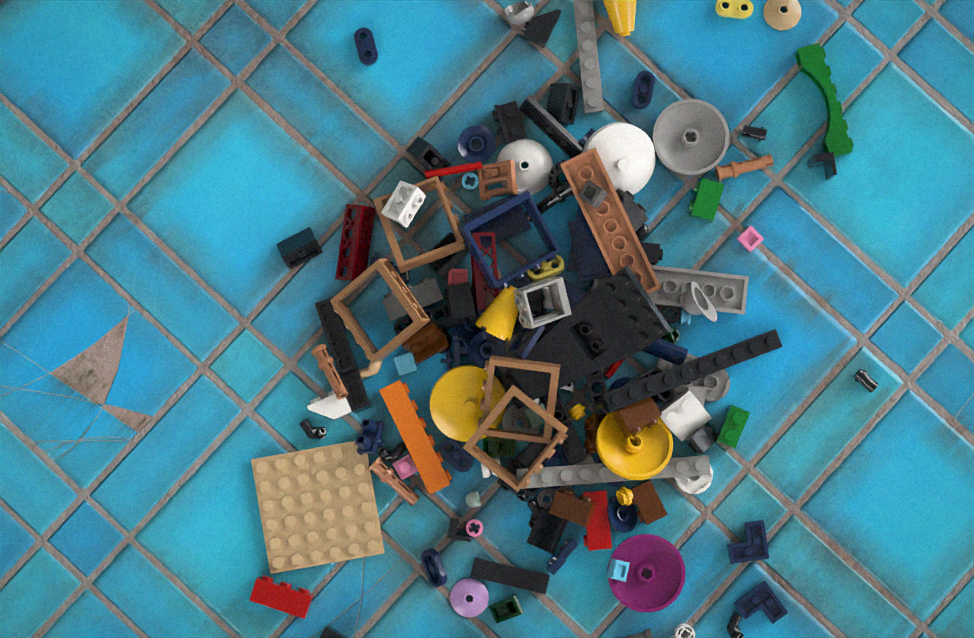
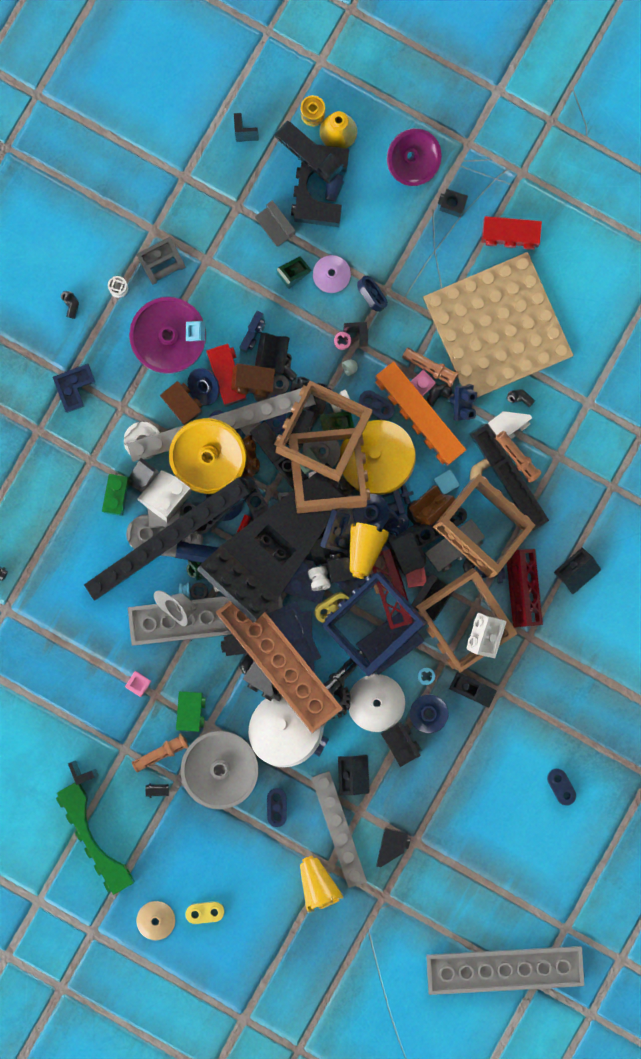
camera: 170 degrees right, 0 degrees up
(453, 170) = (445, 682): red bar -> none
(497, 173) = (402, 688): nougat plate -> none
(510, 575) = (298, 303): black tile -> none
(519, 12) = (417, 856): light grey hair -> none
(551, 127) = (358, 747): black tile -> none
(558, 297) = (312, 576): light grey window -> none
(577, 412) = (269, 474): yellow plate -> none
(593, 194) = (303, 686): dark grey slope -> none
(624, 496) = (205, 403): yellow plate -> none
(637, 416) = (210, 480): reddish brown brick -> none
(761, 598) = (50, 338): dark blue plate -> none

